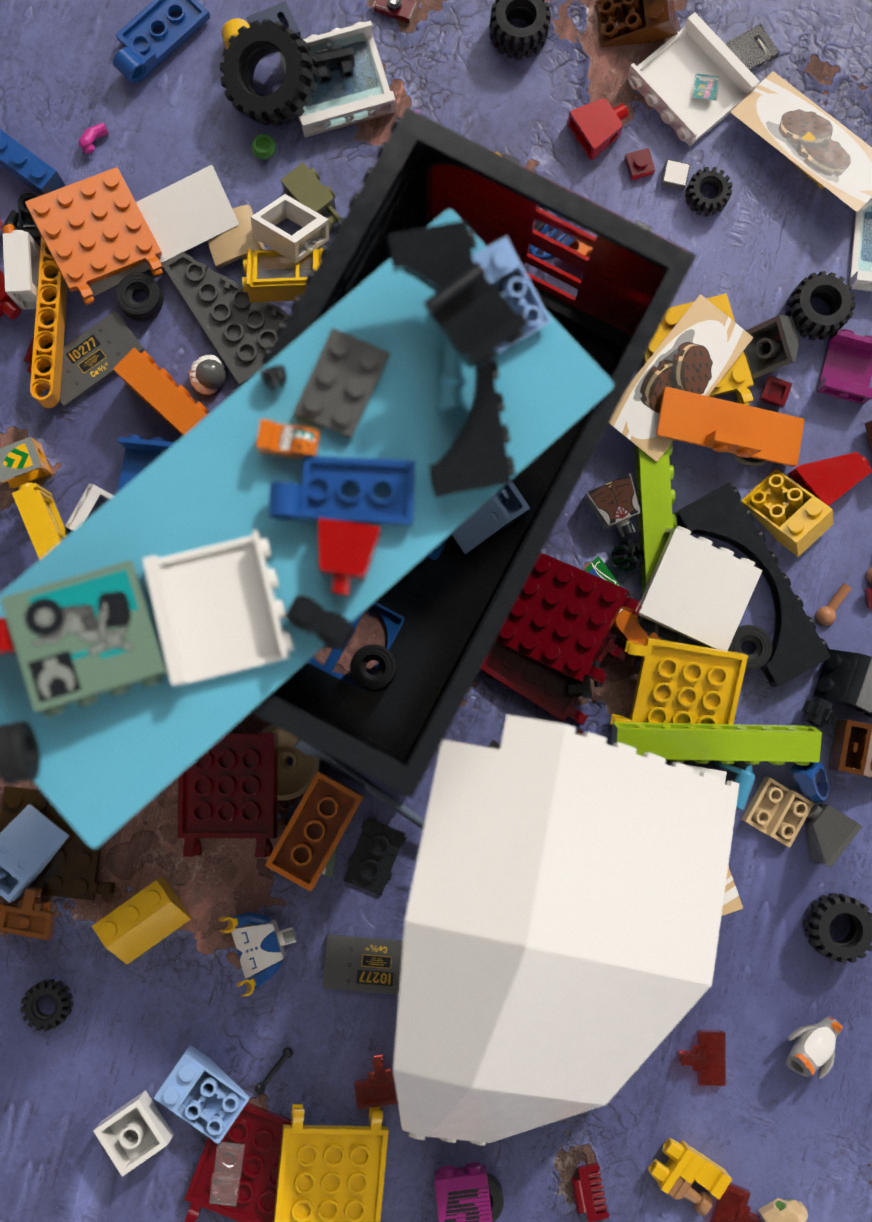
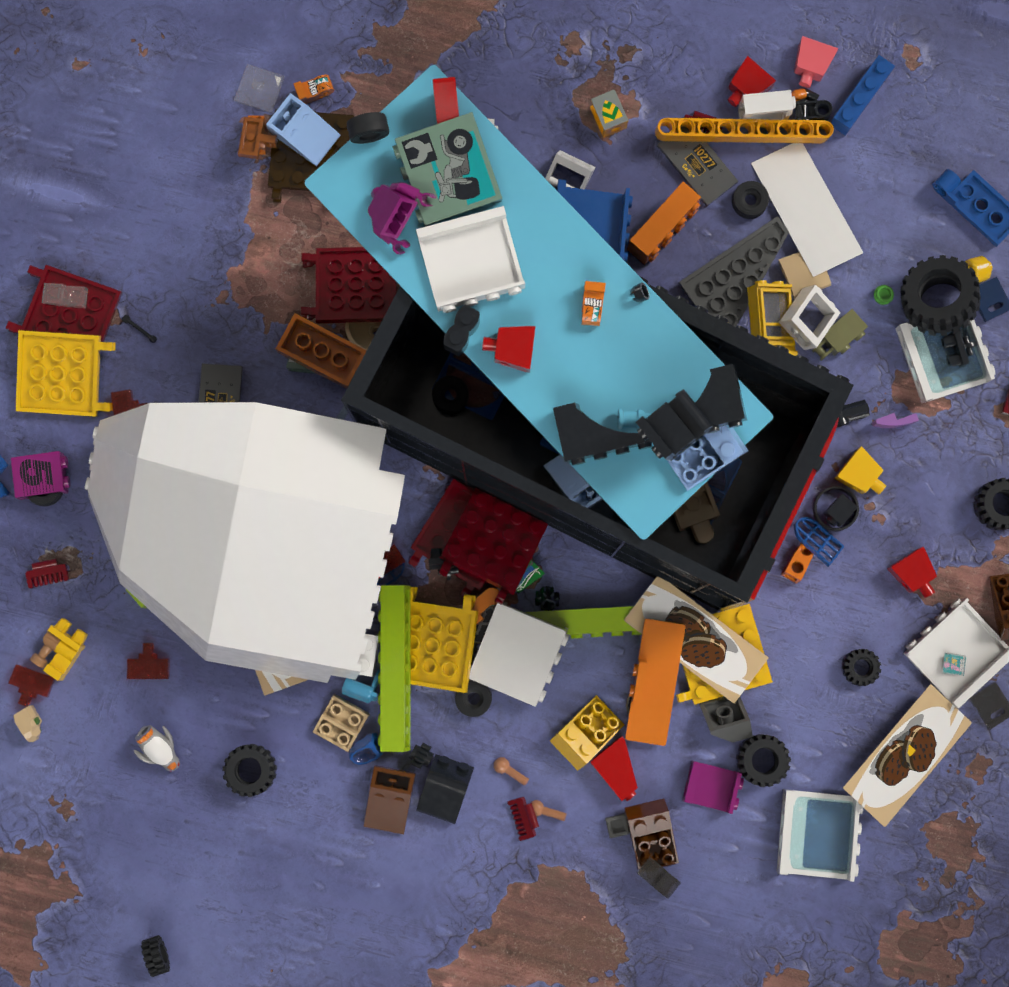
camera: 95 degrees right, 0 degrees up
(32, 1011) = (197, 164): black tyre -> none
(40, 517) = (554, 136): yellow door -> none
(90, 135) = (886, 153): dark pink arm -> none
(94, 231) = (801, 161): orange plate -> none
(133, 1133) = (94, 225): white brick -> none
(140, 718) = (392, 210): none -> magenta torso
(142, 921) = (251, 224): yellow slope -> none
(202, 1094) = (123, 274): light blue slope -> none
(207, 374) = (687, 256): dark grey hair -> none
(258, 946) = (233, 313): torso -> none
(322, 487) = (555, 329): blue hinge -> none
(342, 383) = (636, 341): dark grey plate -> none
(374, 856) = (302, 398): black piece -> none
(615, 504) = (588, 589): torso -> none
(639, 163) = (884, 609): dark red plate -> none
(675, 174) = (876, 640): white tile -> none
(775, 391) = (689, 723): dark red plate -> none
(795, 640) = (478, 737): black arch -> none
(828, 834) = (325, 760): dark grey slope -> none

